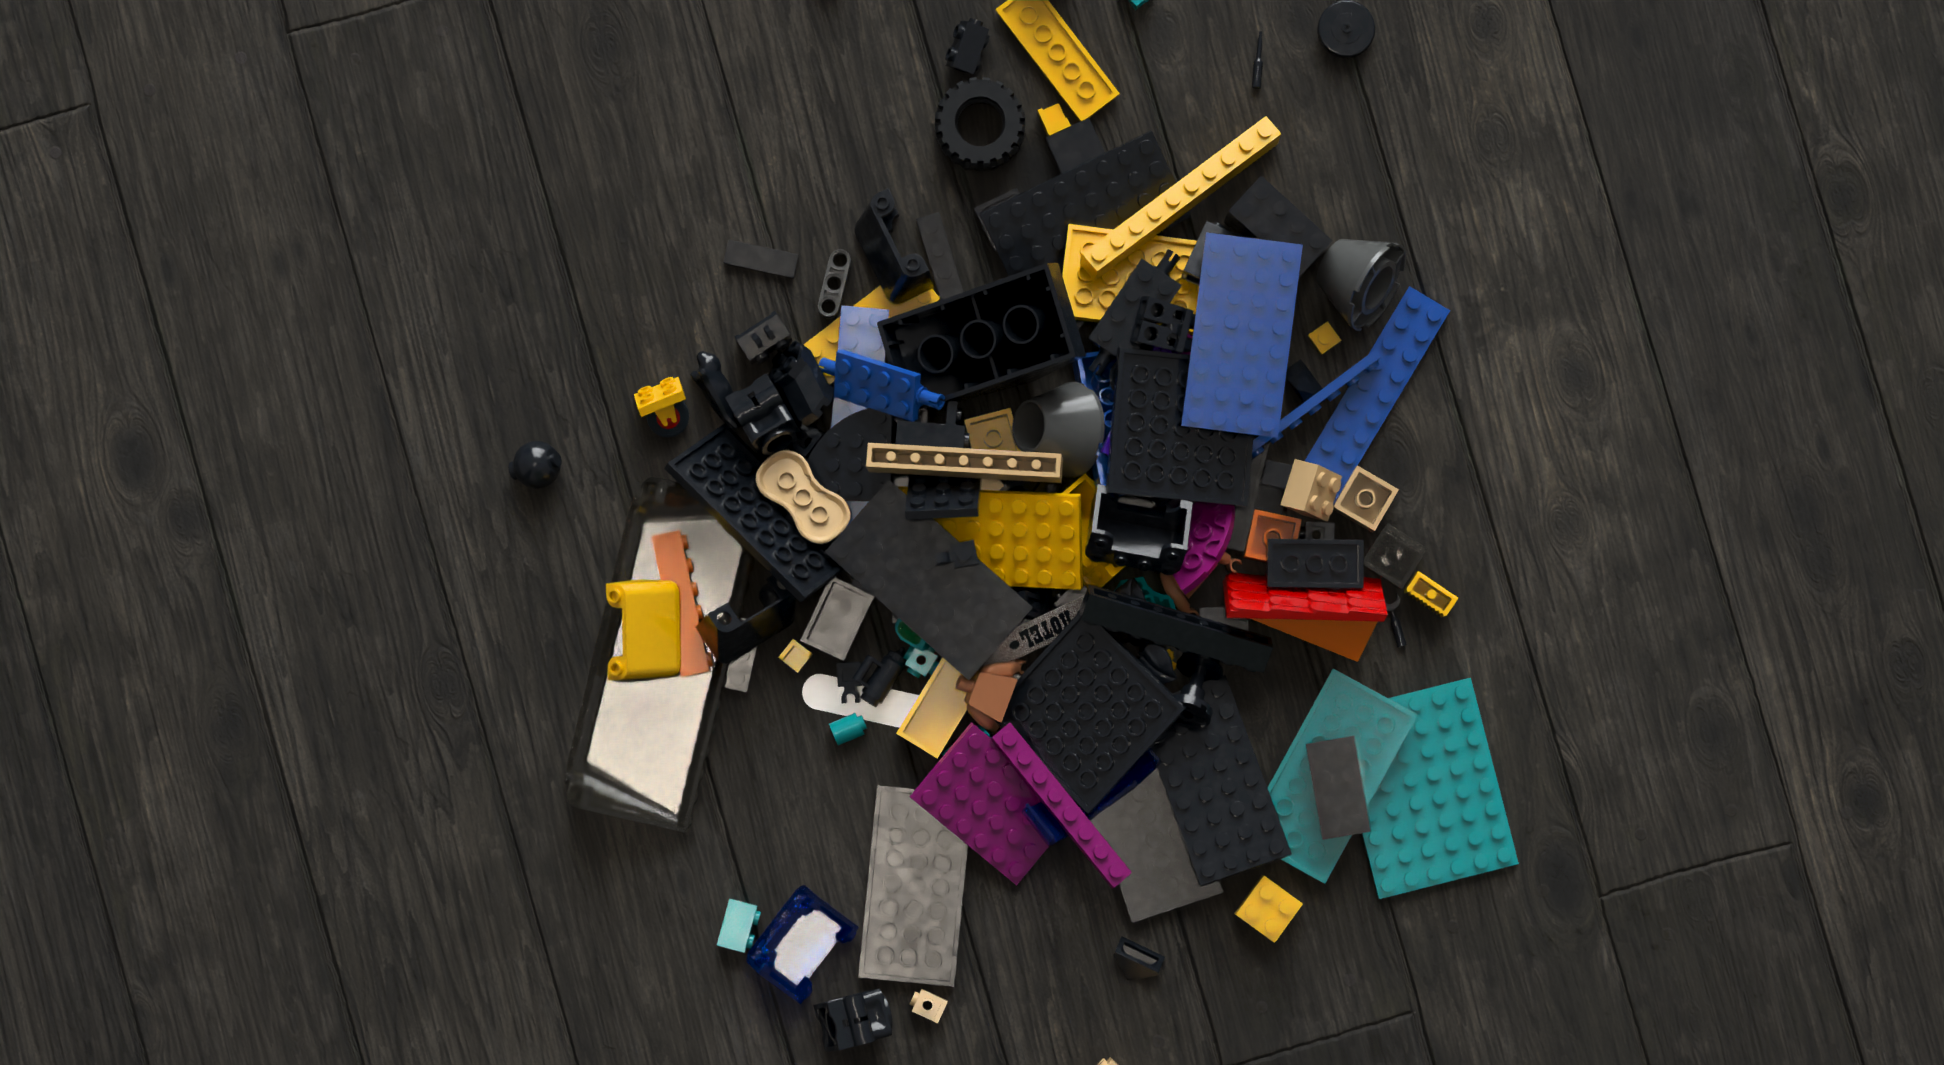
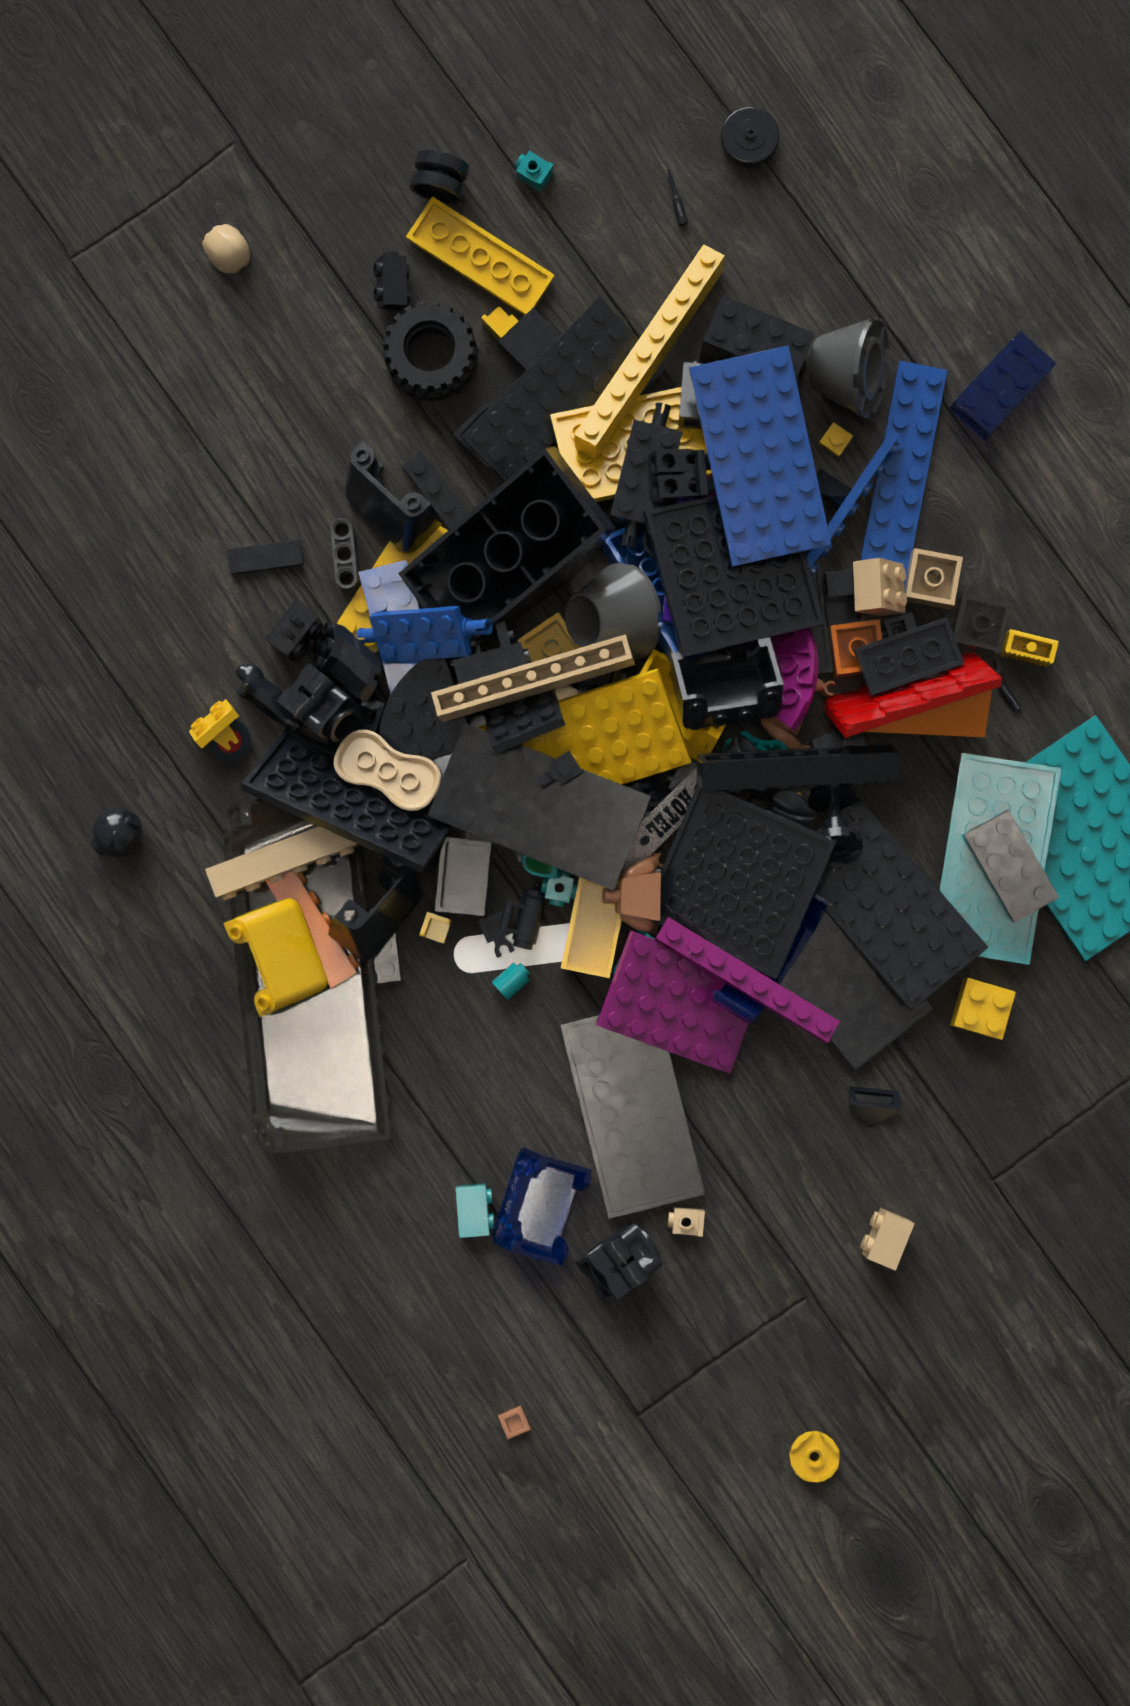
camera: 15 degrees left, 0 degrees up
(672, 542) = (275, 860): none -> tan brick
(1495, 343) = (1002, 385): none -> clear blue brick

